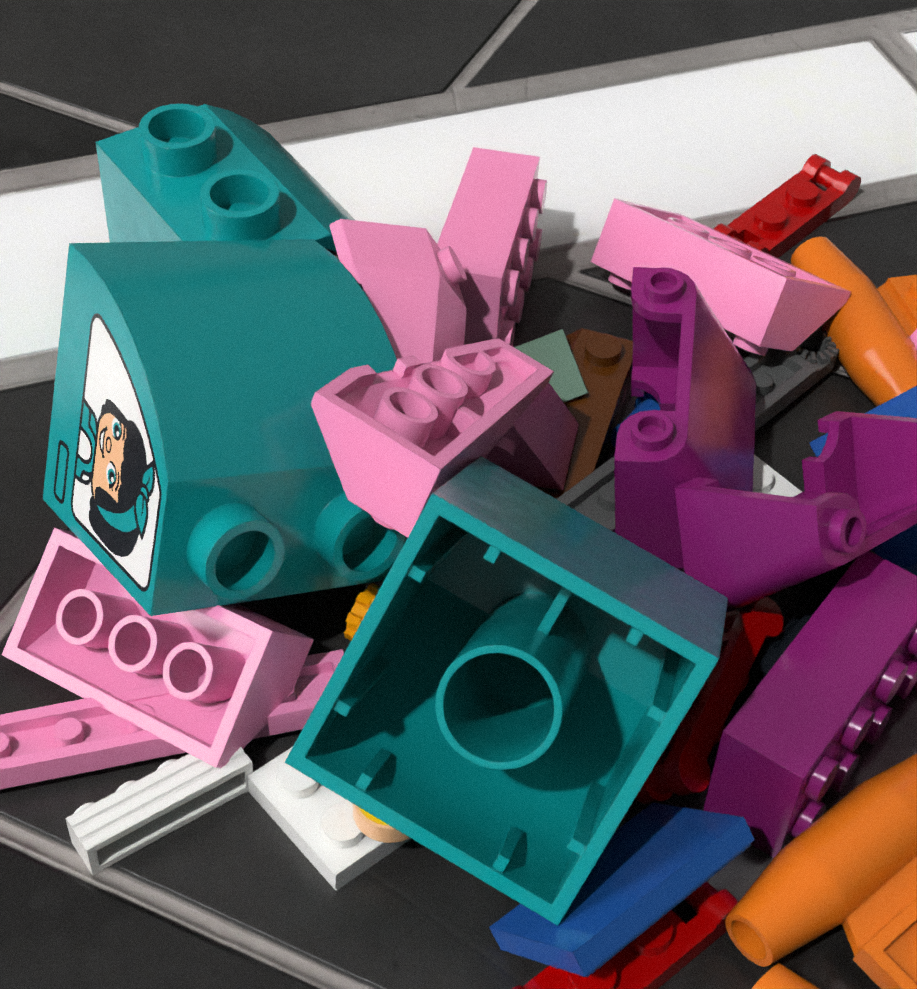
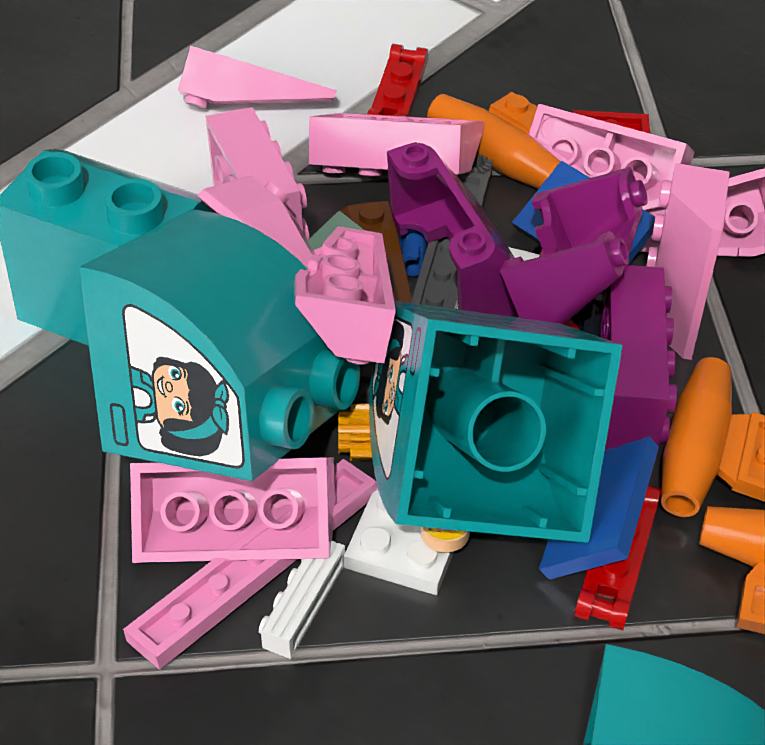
camera: 30 degrees left, 0 degrees up
(562, 124) = (230, 82): none -> bright pink wedge

